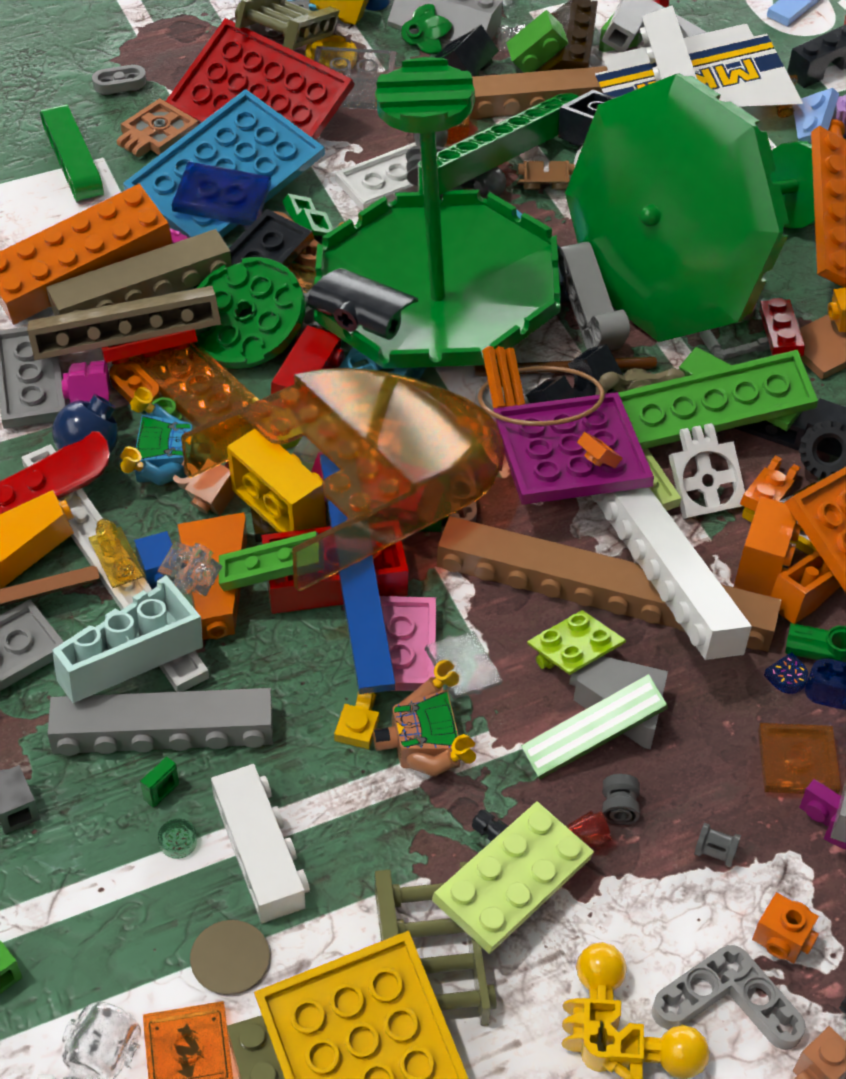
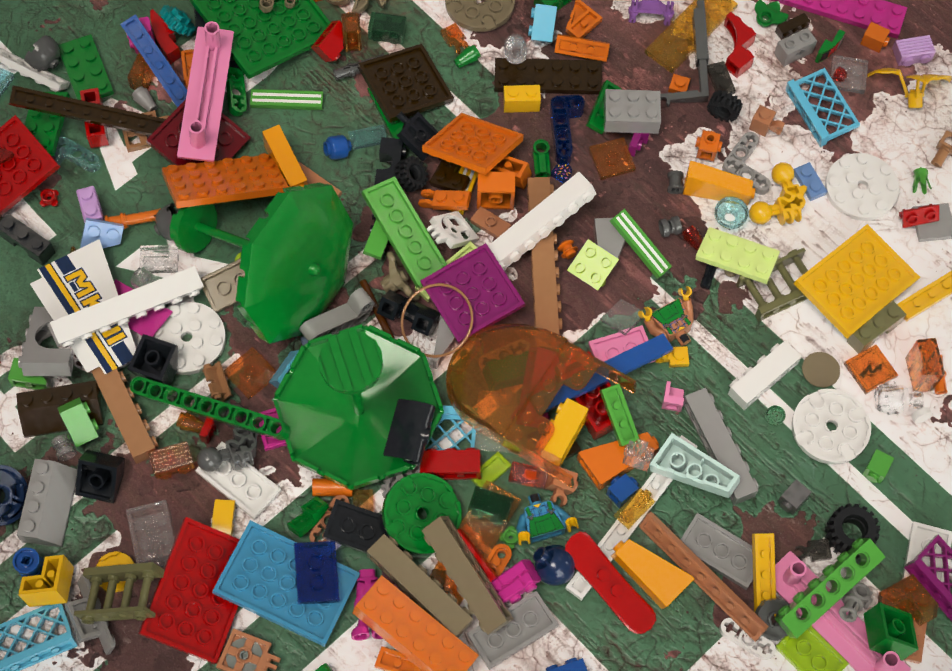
camera: 110 degrees left, 15 degrees up
(107, 957) = (837, 445): none -> white plate
(159, 782) = (753, 432): green tile -> none
(213, 383) = (490, 506): none -> clear green brick
(288, 685) = (672, 398): none -> bright pink panel
(348, 144) = (223, 516): none -> yellow slope
(430, 28) = (70, 508): green plate -> none
(508, 378) = (435, 340): orange tile -> none
(551, 210) = (250, 373): none -> clear orange plate
(598, 451) = (484, 269): orange plate -> none
(622, 898) = (732, 206): none -> clear light blue piece
(625, 626) = (567, 248): none -> orange wheel
(687, 906) = (716, 184): none -> light orange slope
(717, 539) = (489, 222): none -> nougat plate

